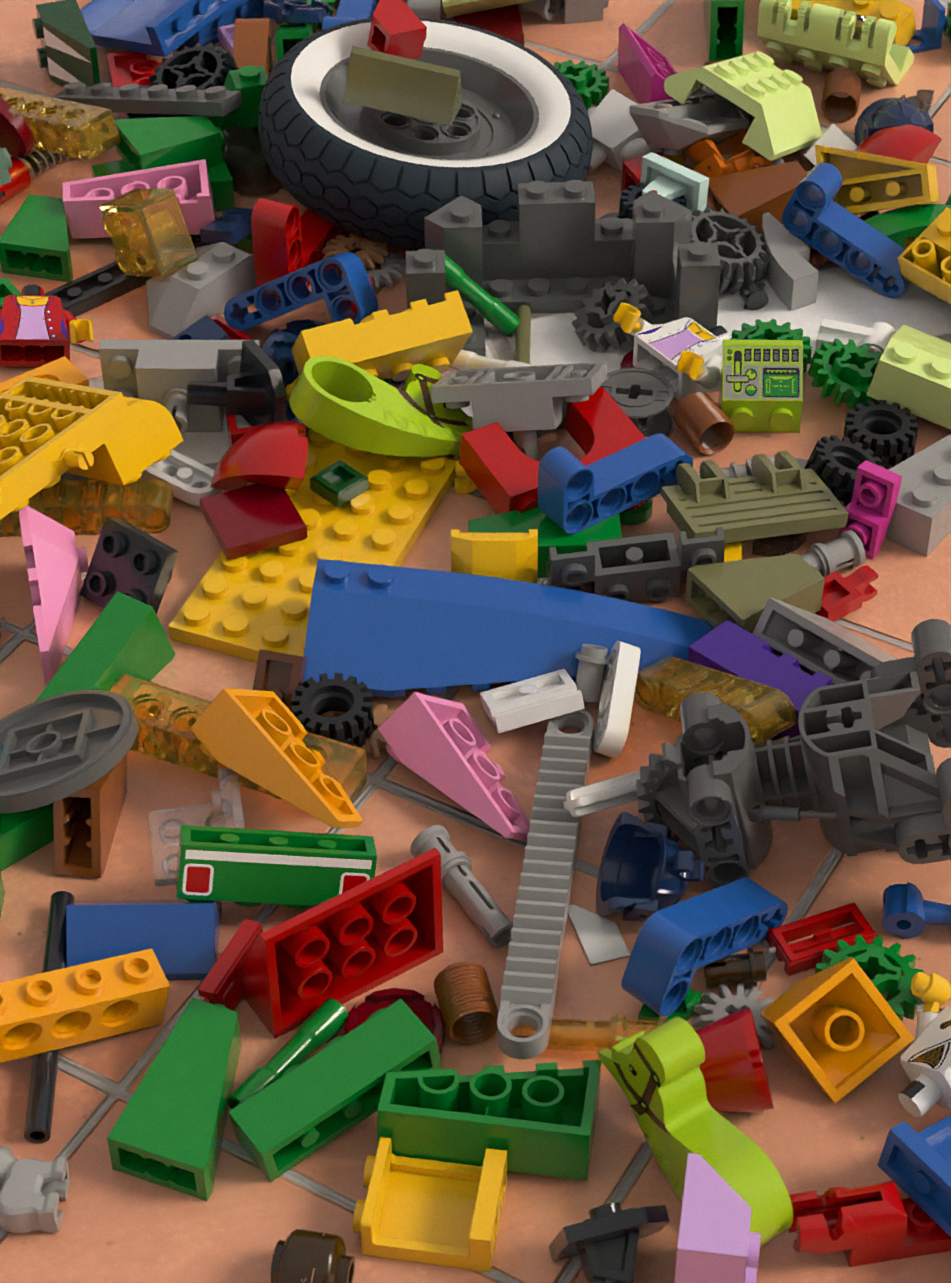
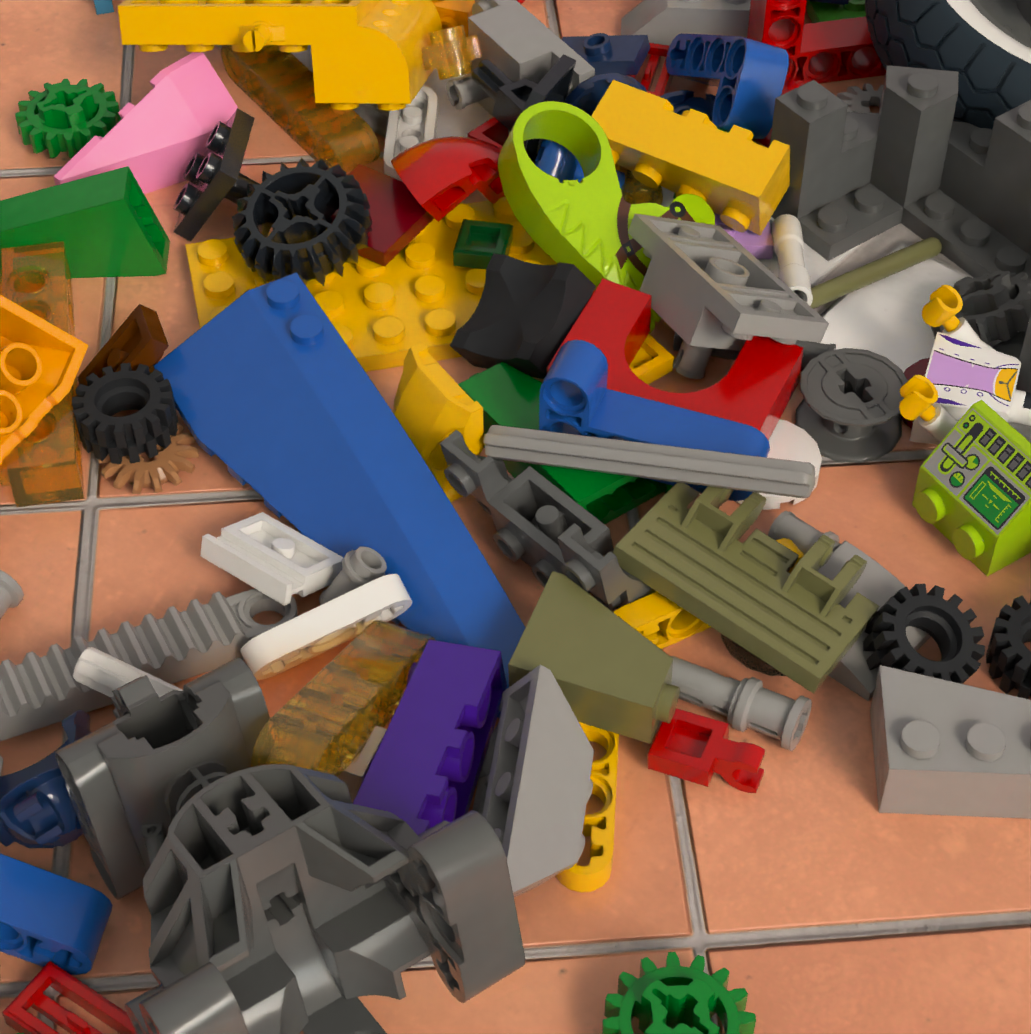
camera: 55 degrees right, 5 degrees up
(152, 389) = (451, 52): none -> clear yellow gear
(252, 533) = (299, 210): none -> black gear
(370, 251) = (850, 78): medium nougat gear -> none
(445, 488) = (523, 314): none -> black brick
(449, 752) = (132, 546): bright pink wedge -> none
(489, 306) = (882, 208): green piece -> none
(643, 487) = (651, 461): none -> light grey axle
(704, 423) = (883, 476): dark orange piece -> none
(872, 505) = (856, 700): dark pink slope -> none

